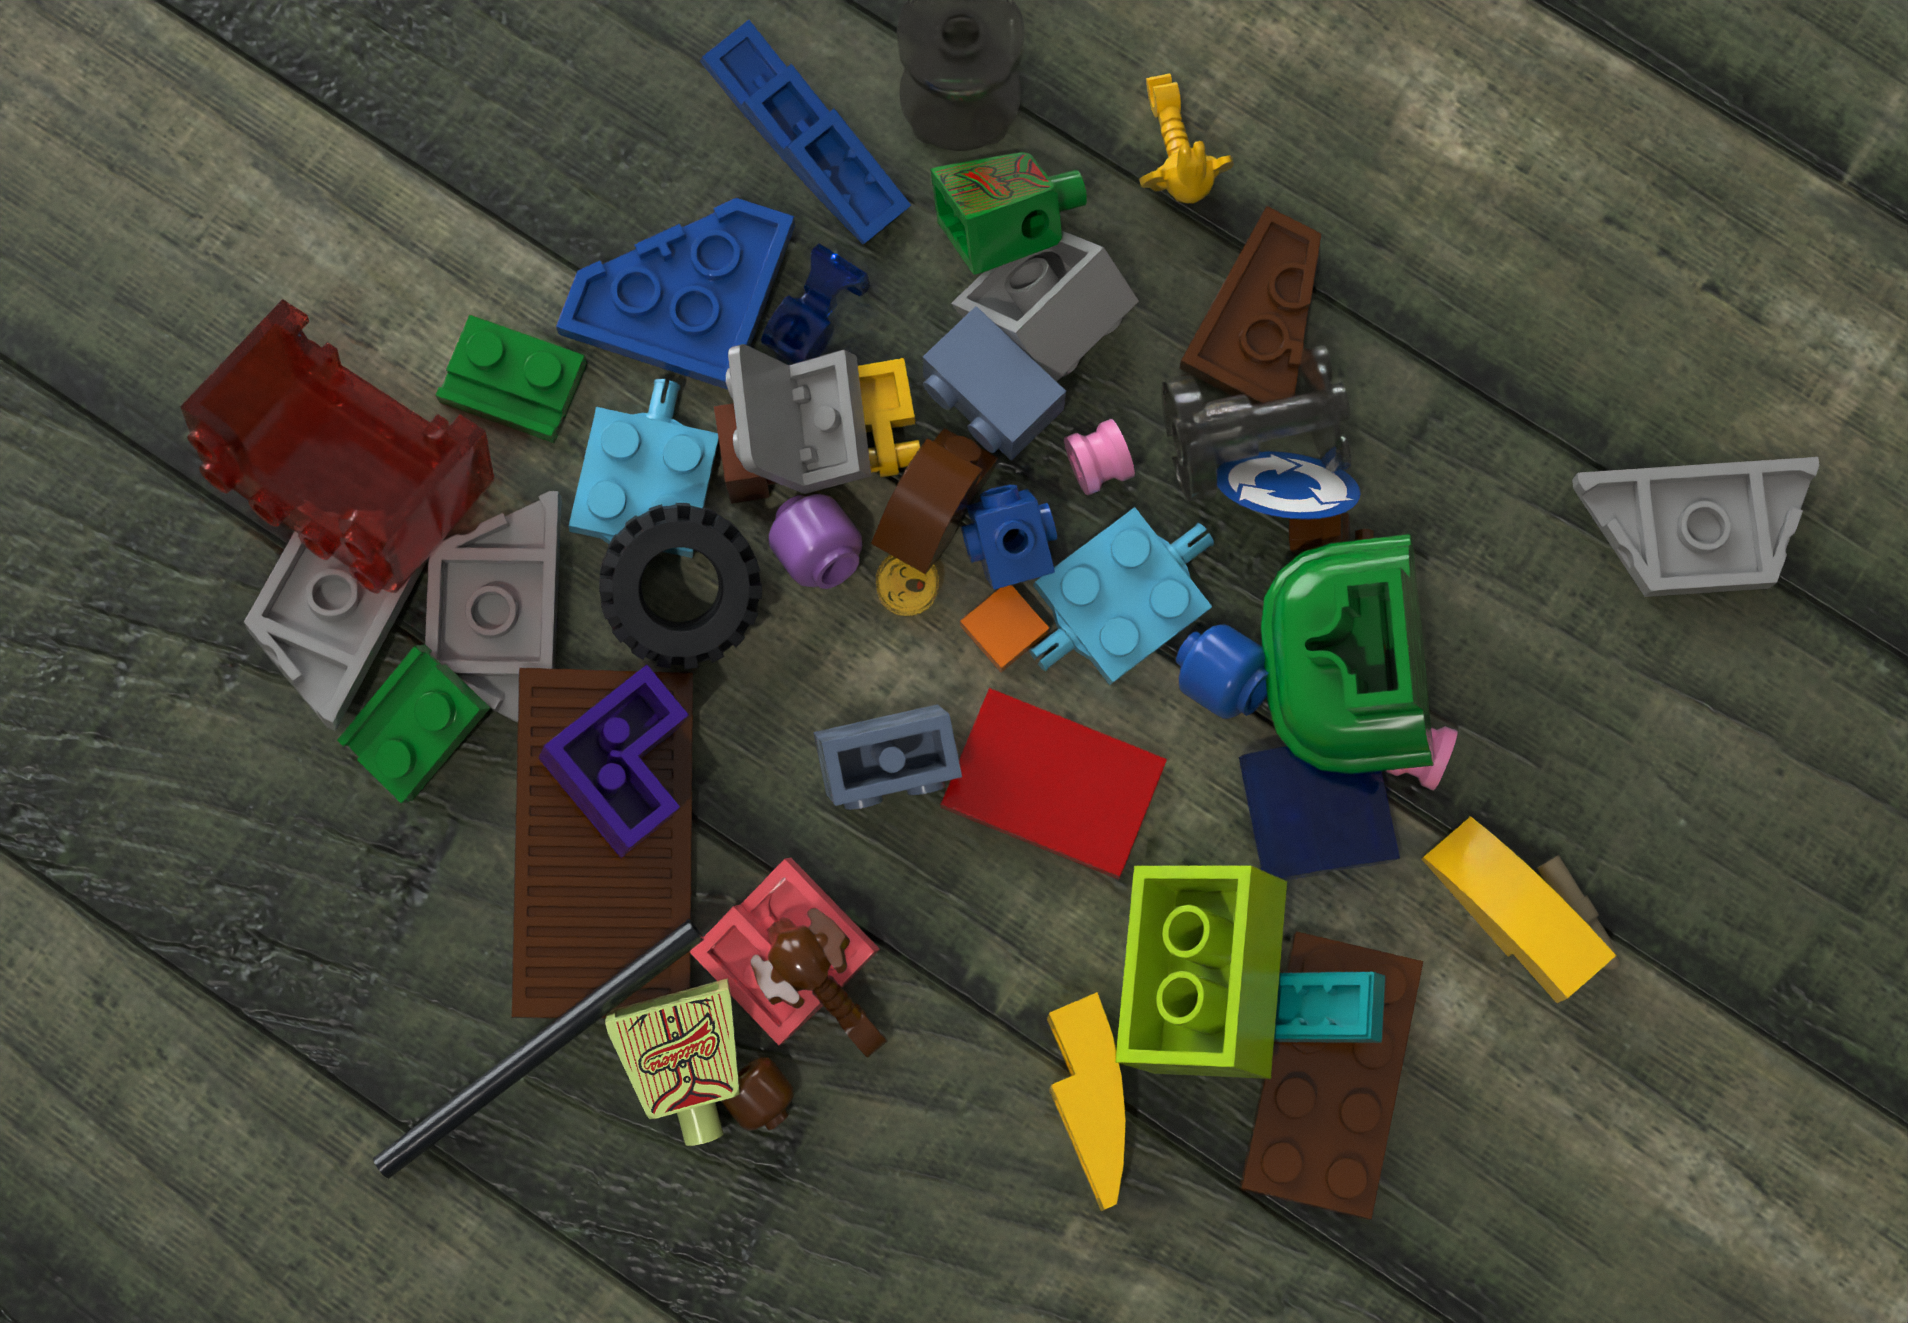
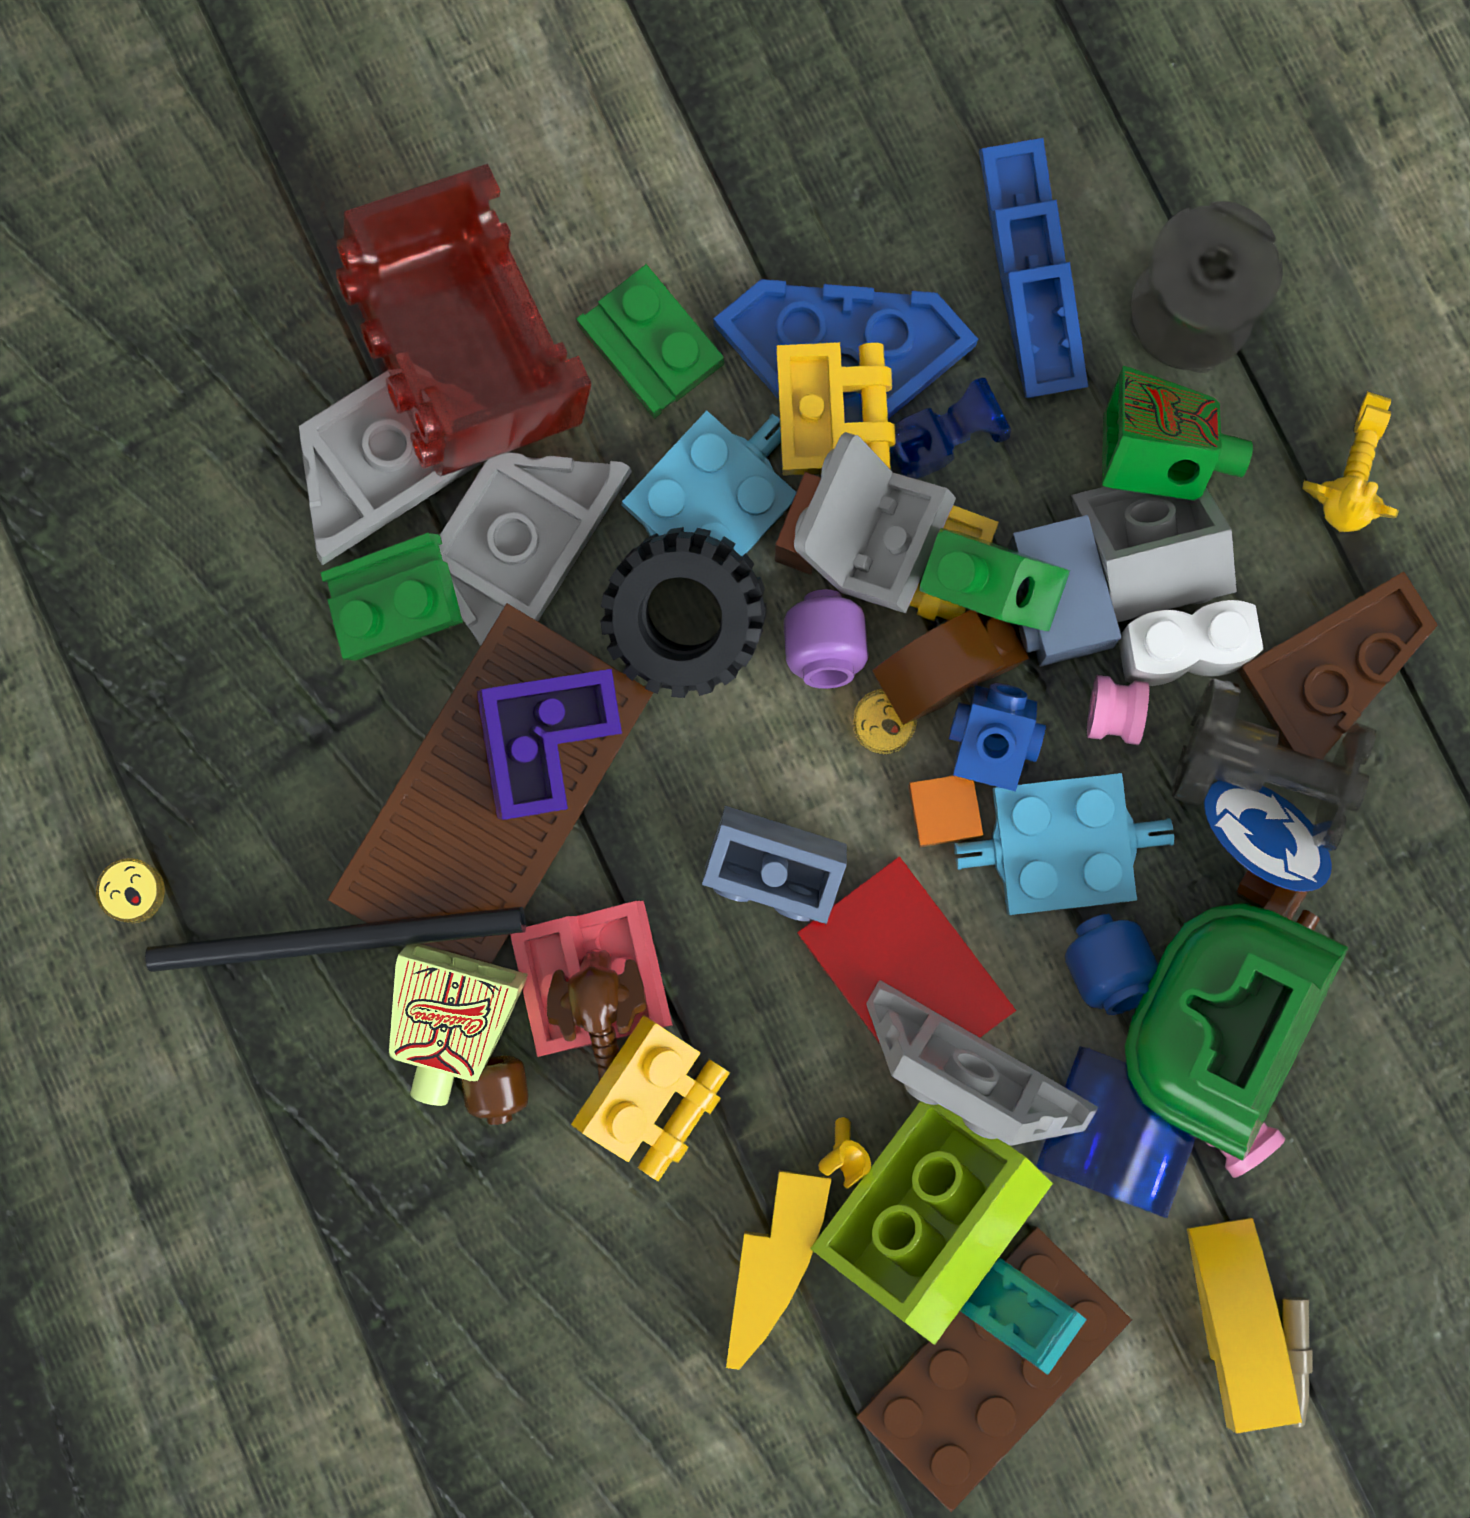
camera: 35 degrees right, 5 degrees up
(328, 1118) = (130, 890): none -> light yellow tile
(685, 346) = (813, 406): none -> yellow plate
(884, 1016) = (638, 1089): none -> yellow plate
(926, 403) = (988, 577): none -> green torso
(1098, 965) = (846, 1155): none -> yellow hand
(1137, 361) = (1207, 643): none -> white brick
(1162, 831) = (970, 1076): none -> light grey wing

